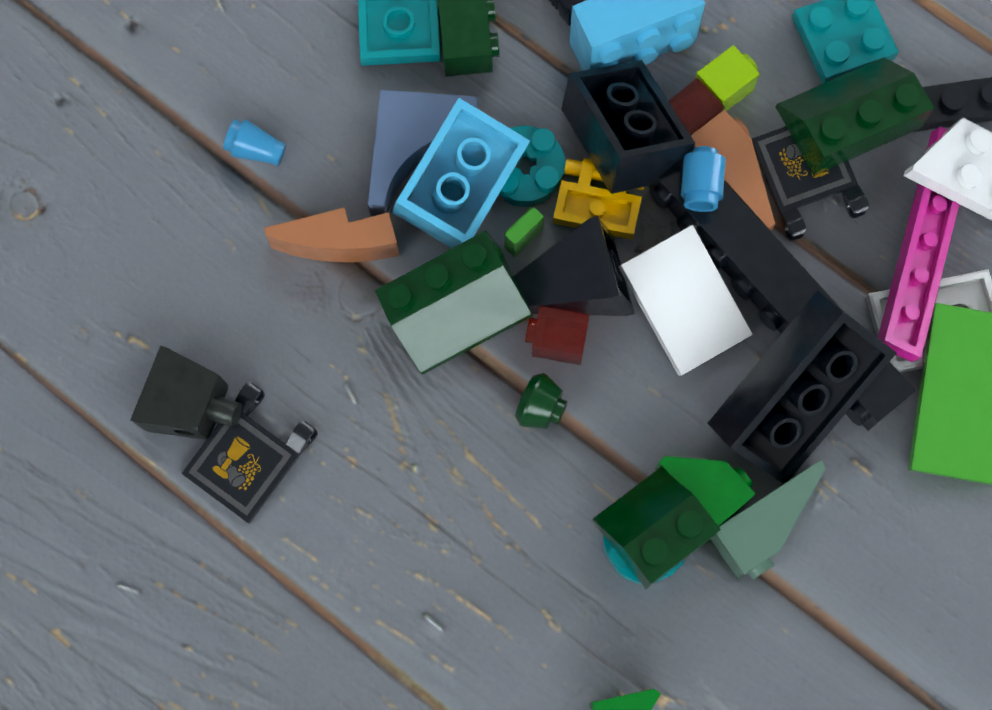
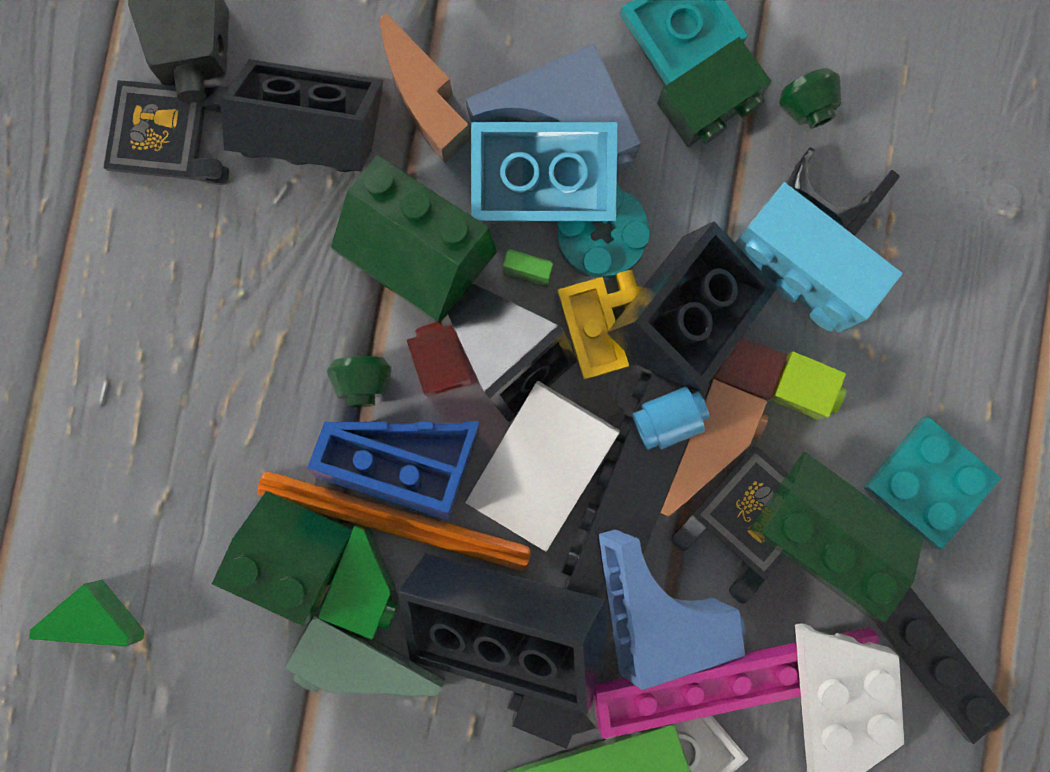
camera: 60 degrees right, 10 degrees up
(302, 337) = (301, 115): none -> black slope
(627, 403) = (398, 462): none -> blue wedge
(669, 436) = (398, 521): none -> orange axle
(855, 276) = (658, 634): none -> medium blue arch

